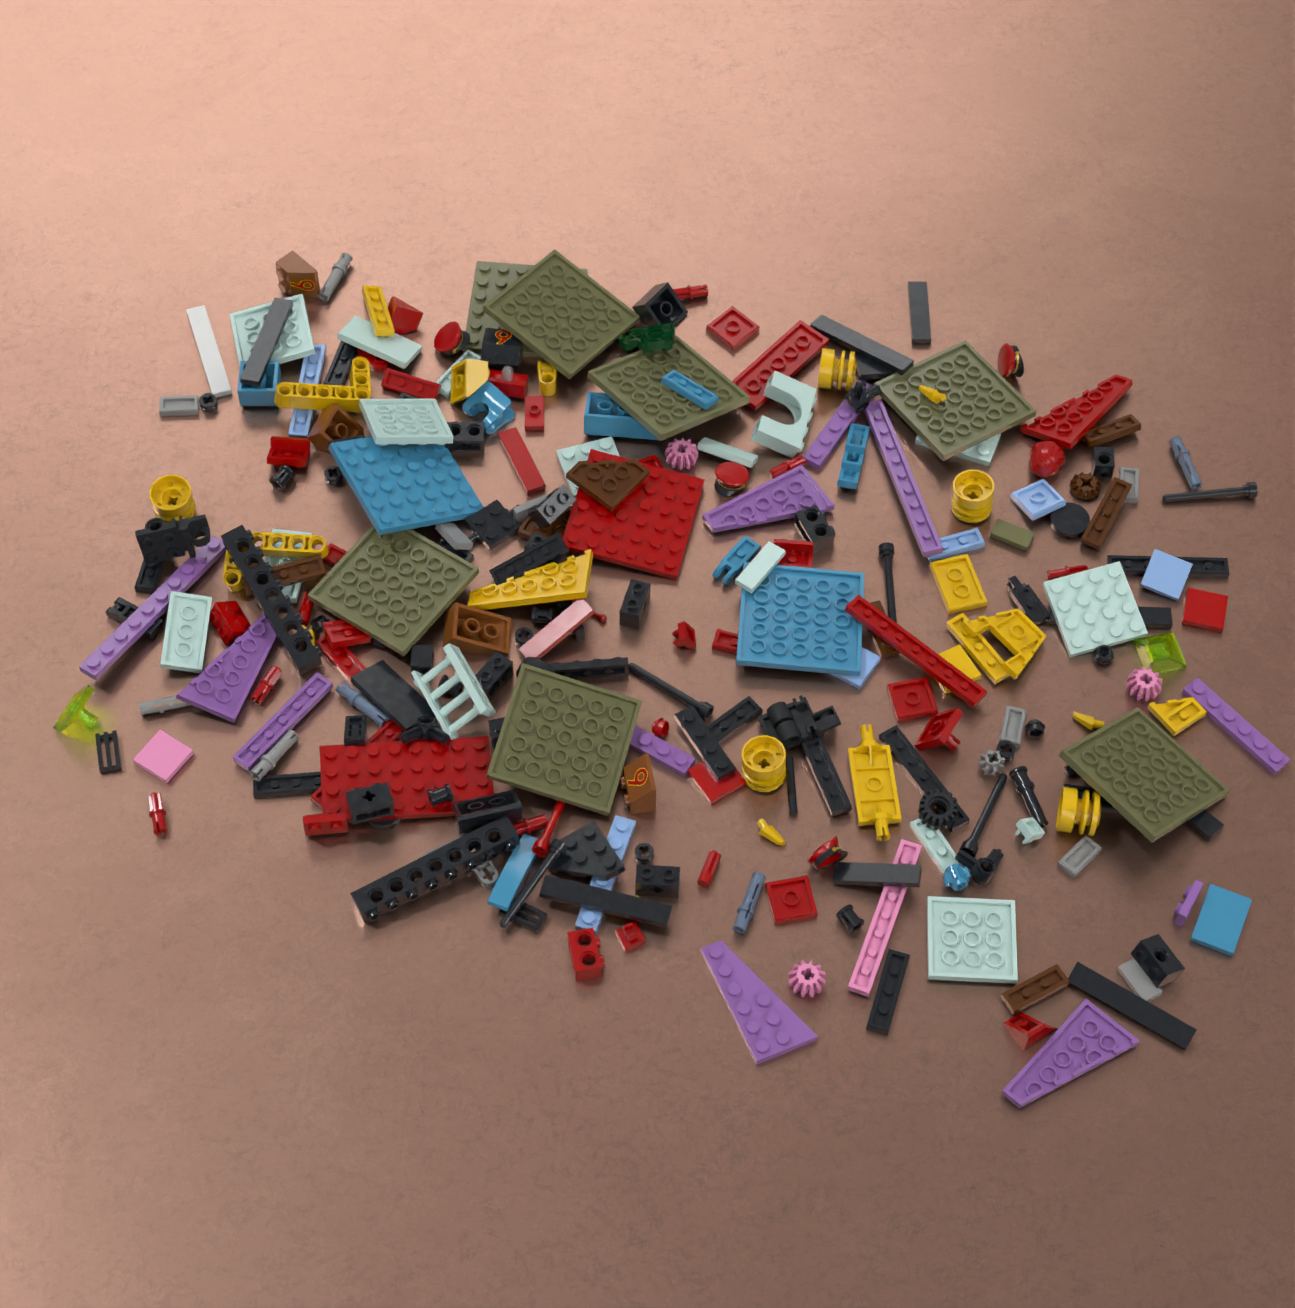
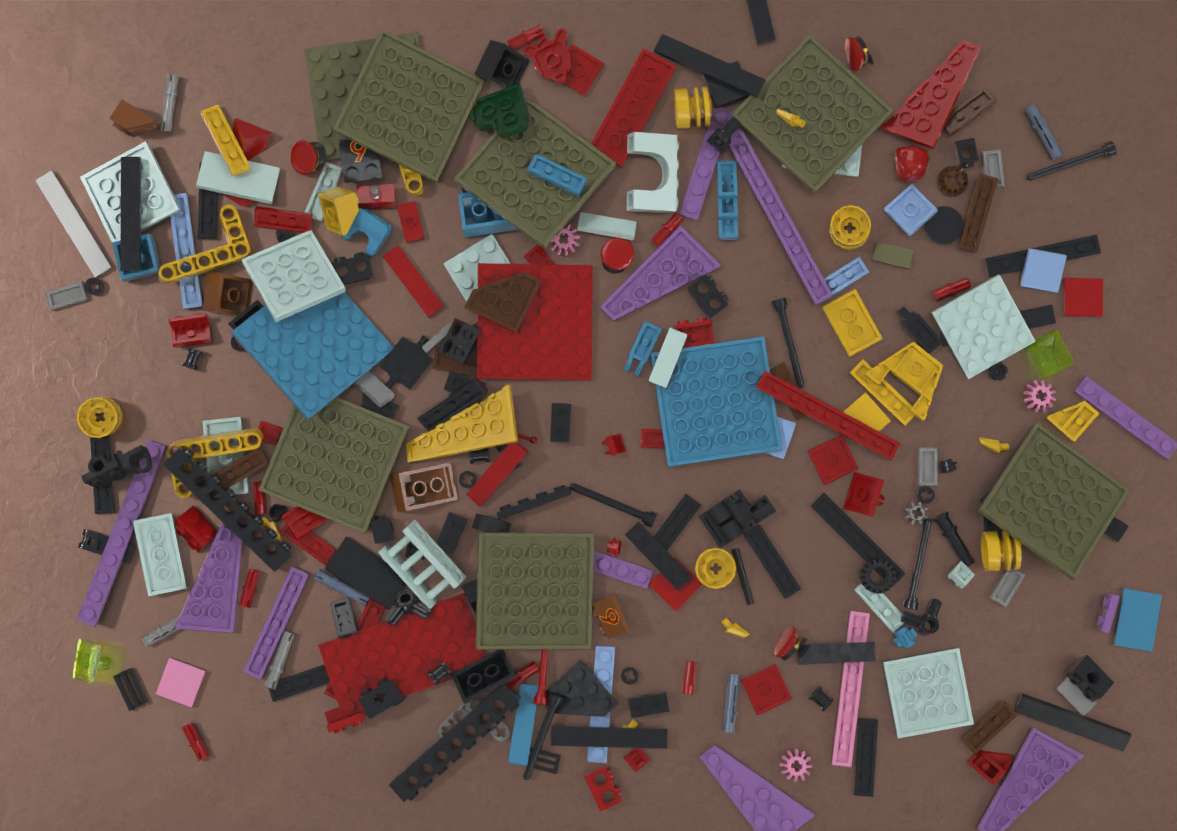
camera: 15 degrees left, 30 degrees up
(708, 311) = (551, 57): none -> red tile
(874, 784) = (816, 560): yellow plate -> none

